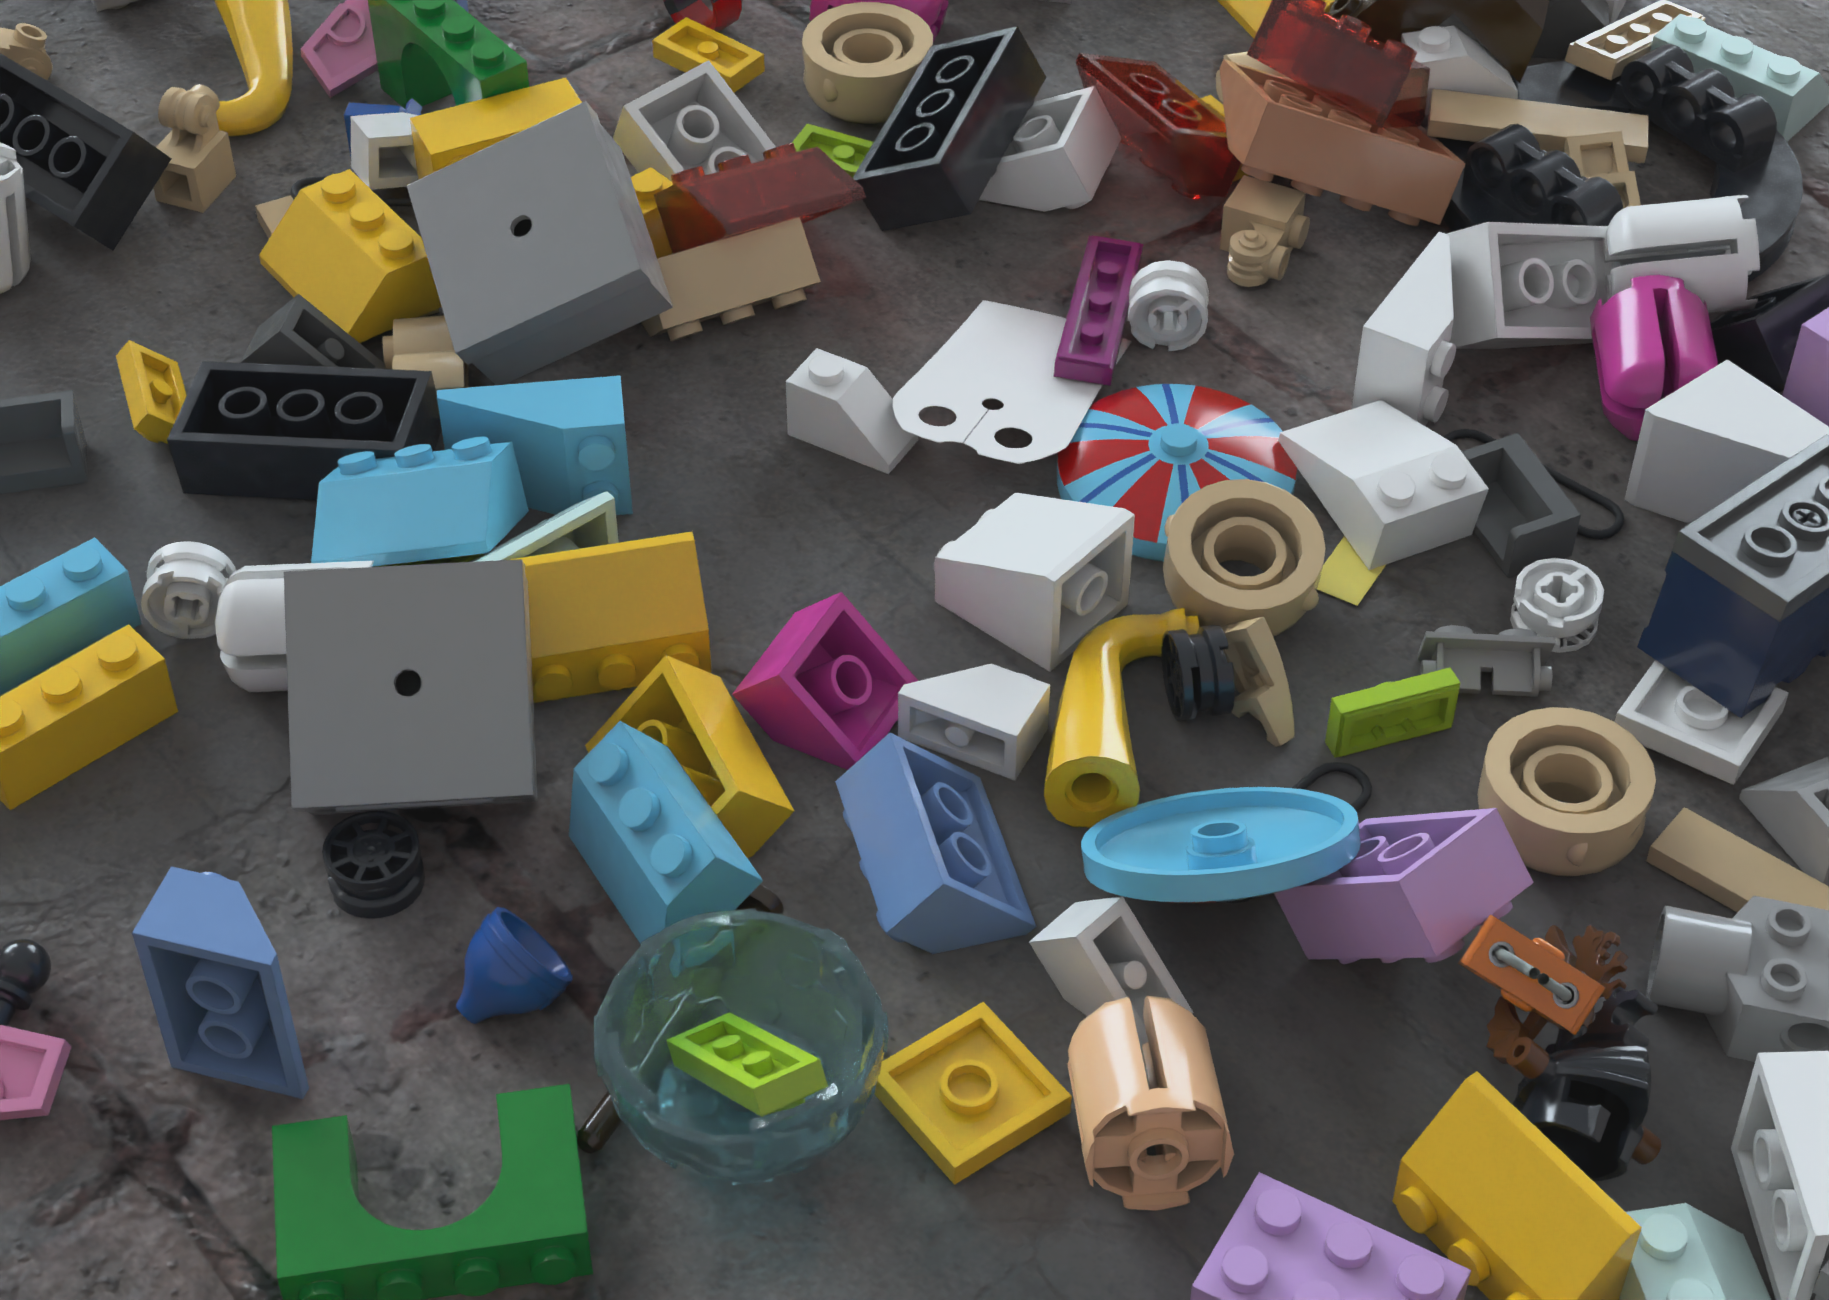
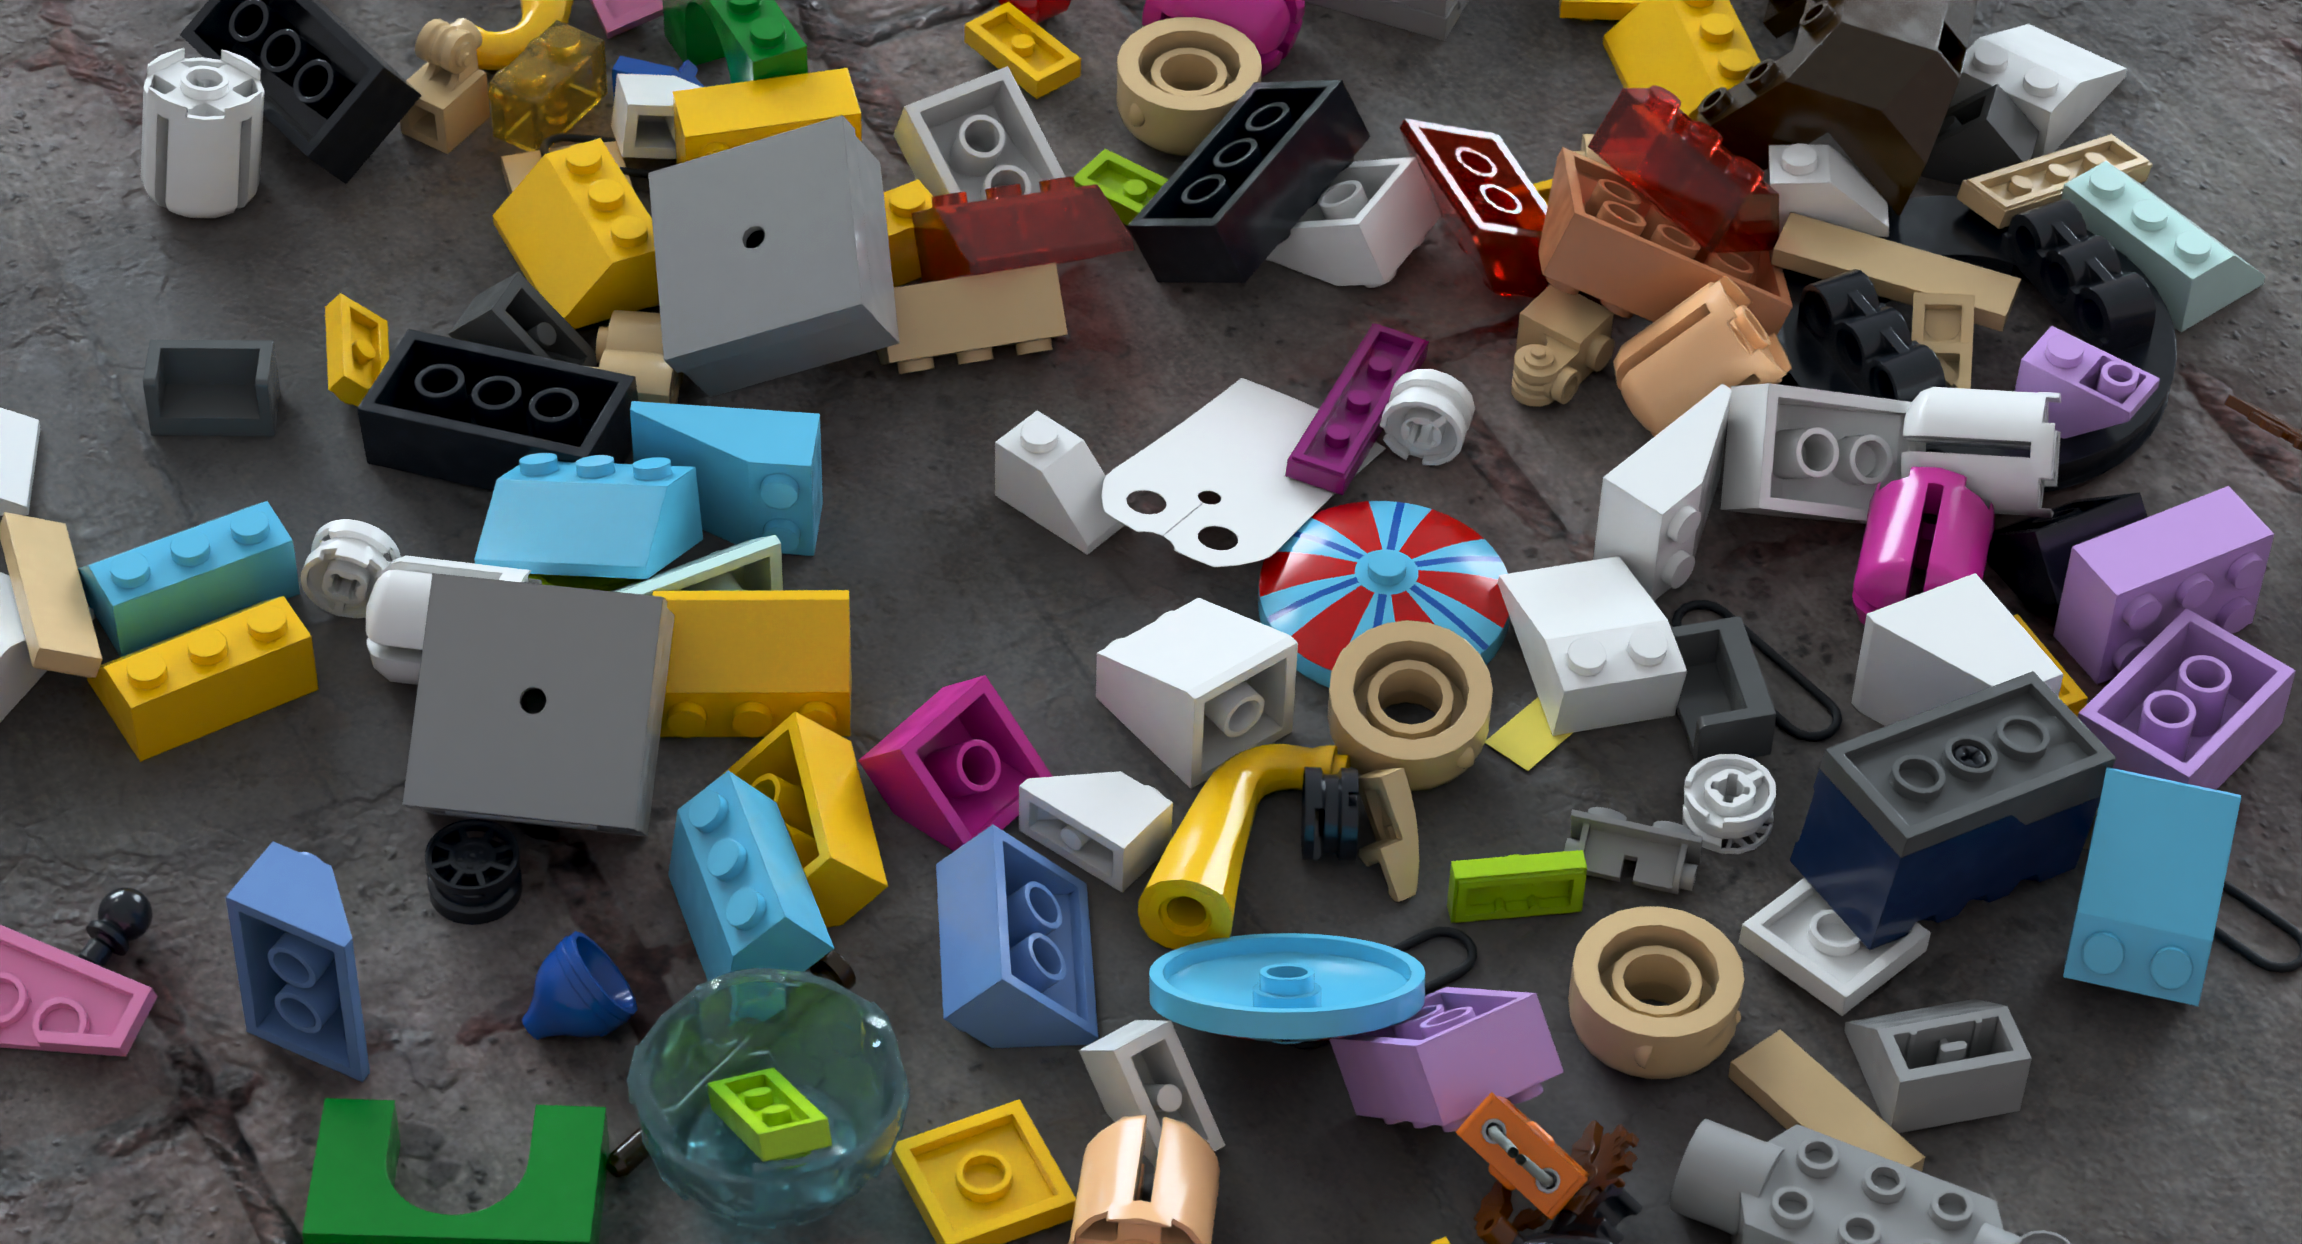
camera: 10 degrees right, 0 degrees up
(286, 139) = (548, 86): none -> clear yellow brick
(1392, 221) = (1694, 351): none -> light nougat cylinder
(1772, 188) = (2093, 384): none -> lavender slope

